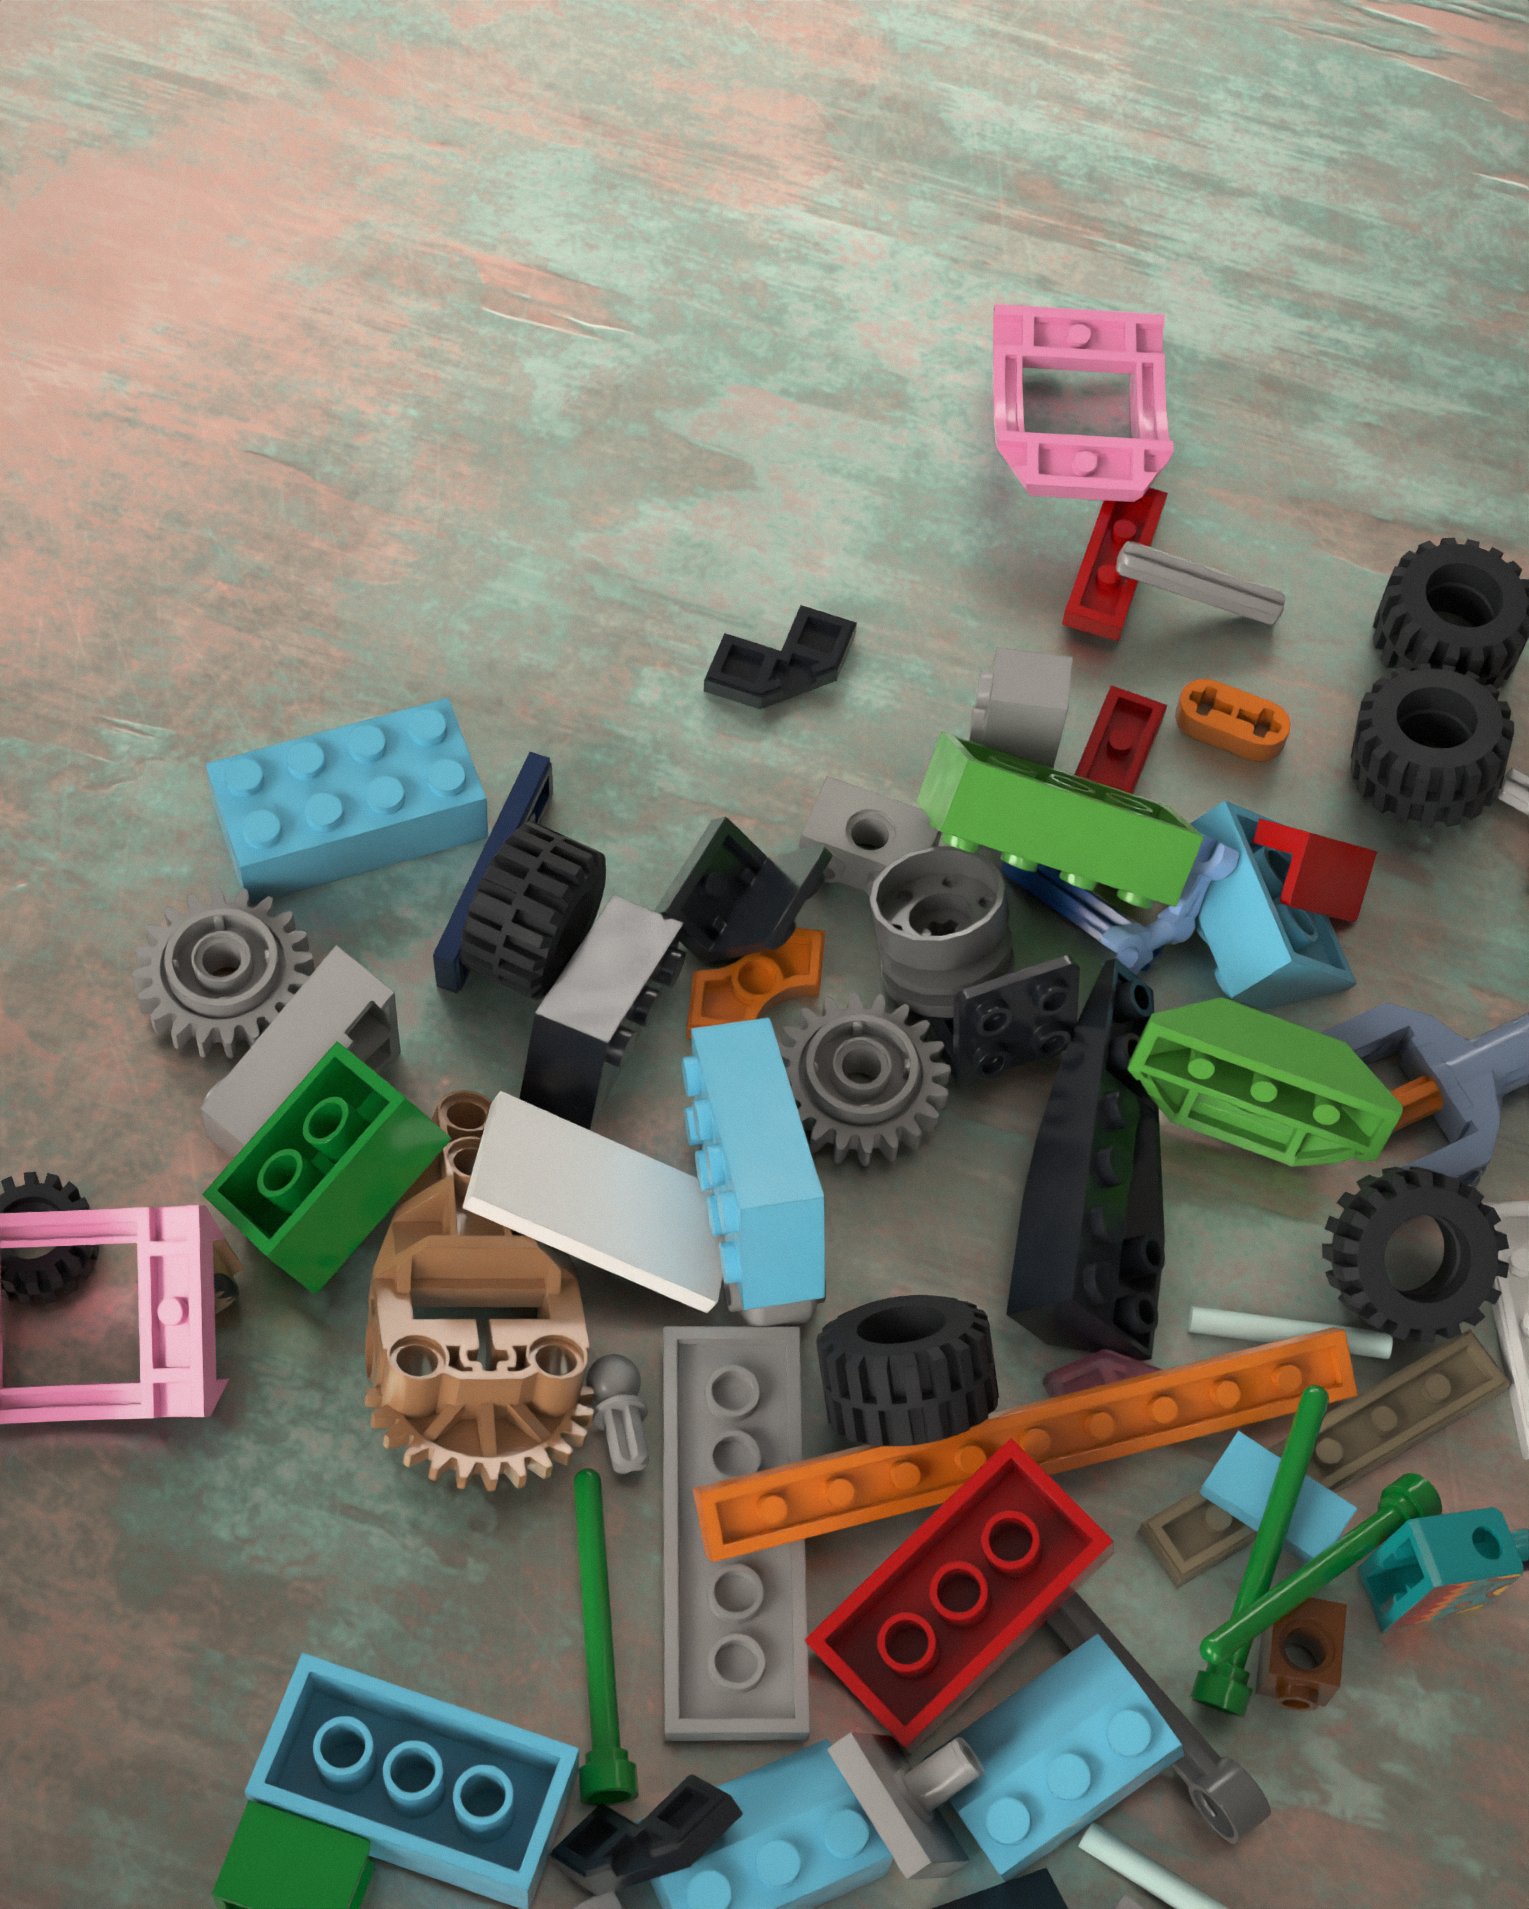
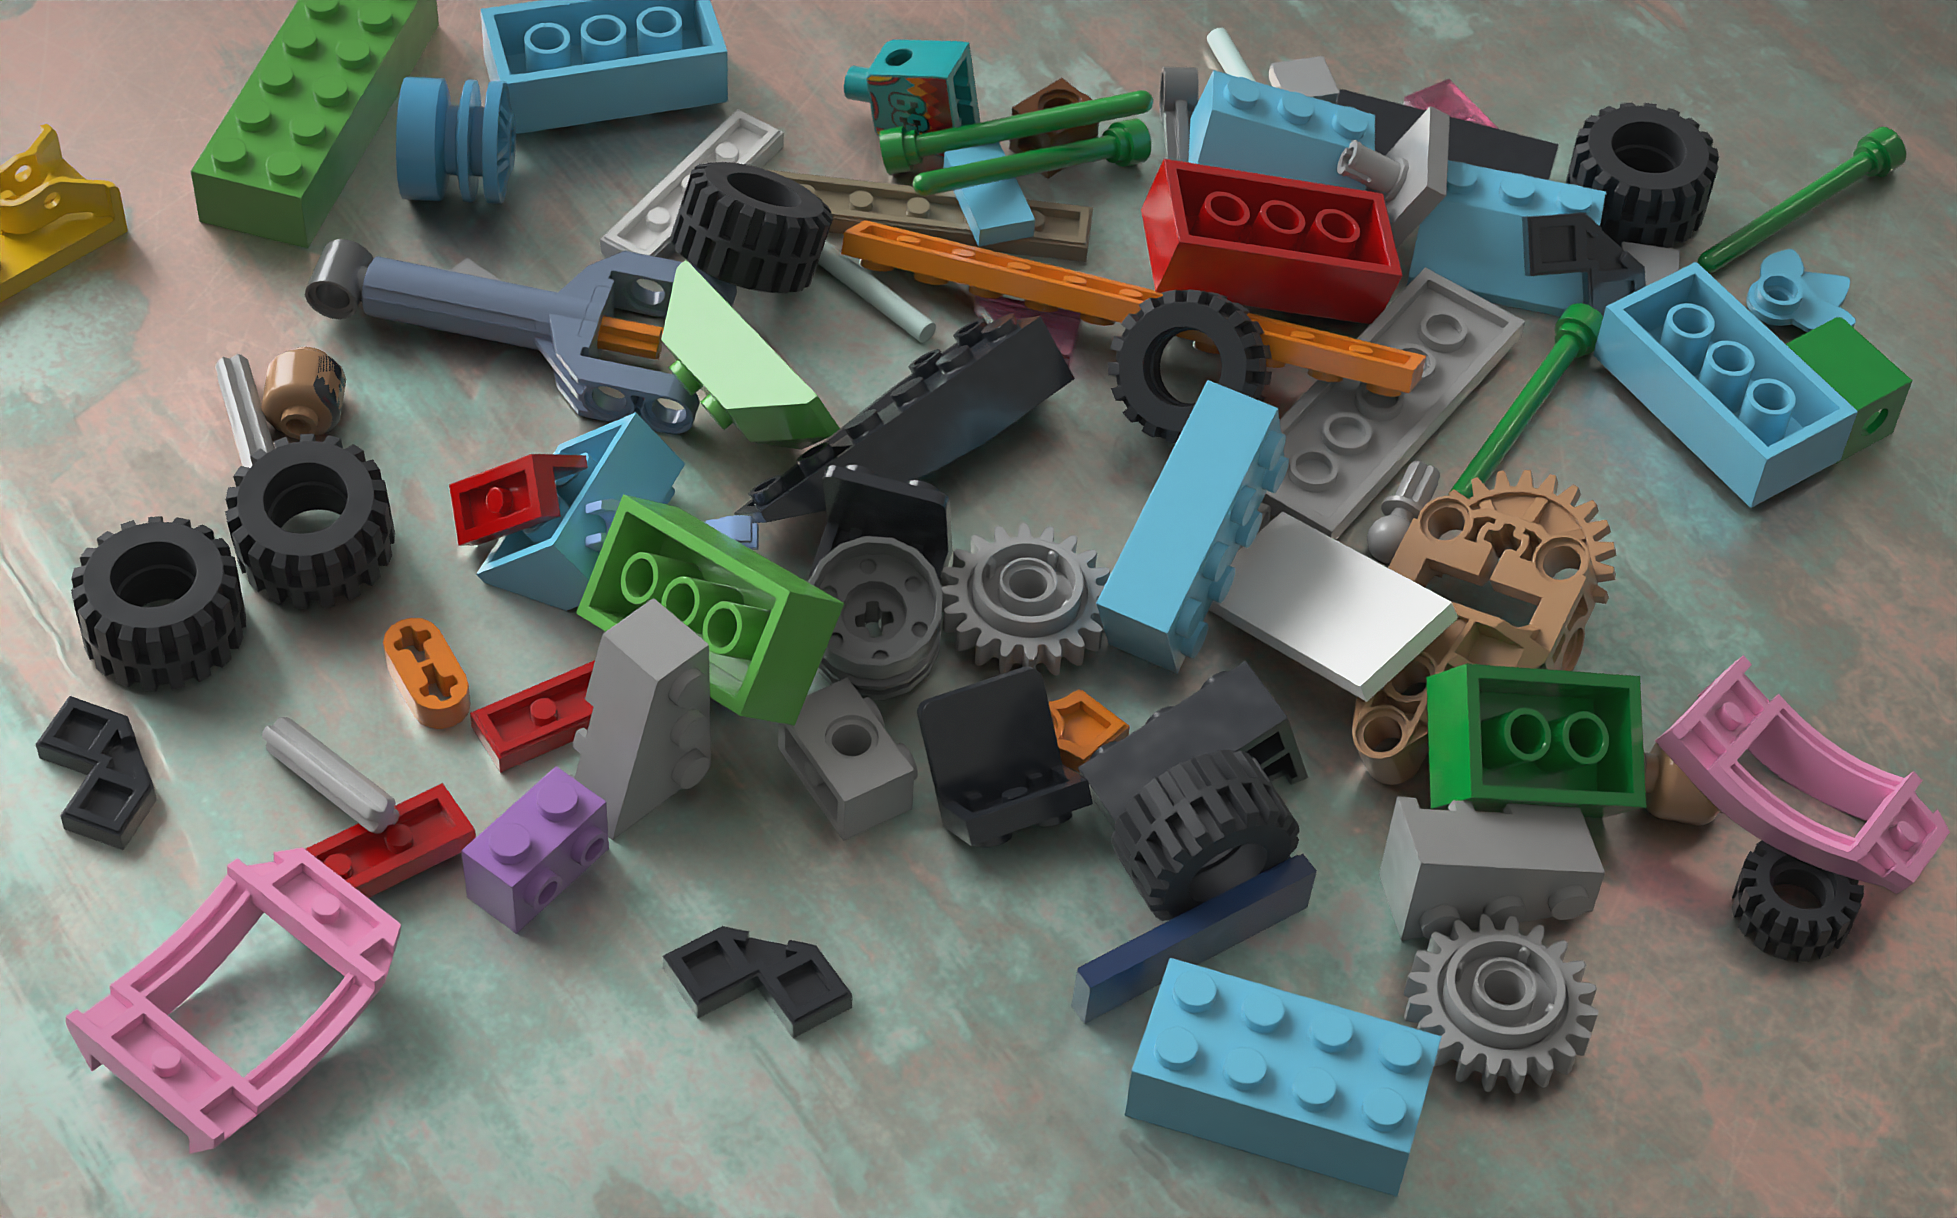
camera: 140 degrees left, 10 degrees down
(1006, 607) = (535, 849): none -> medium lavender brick
(1373, 528) = (117, 782): none -> black tile

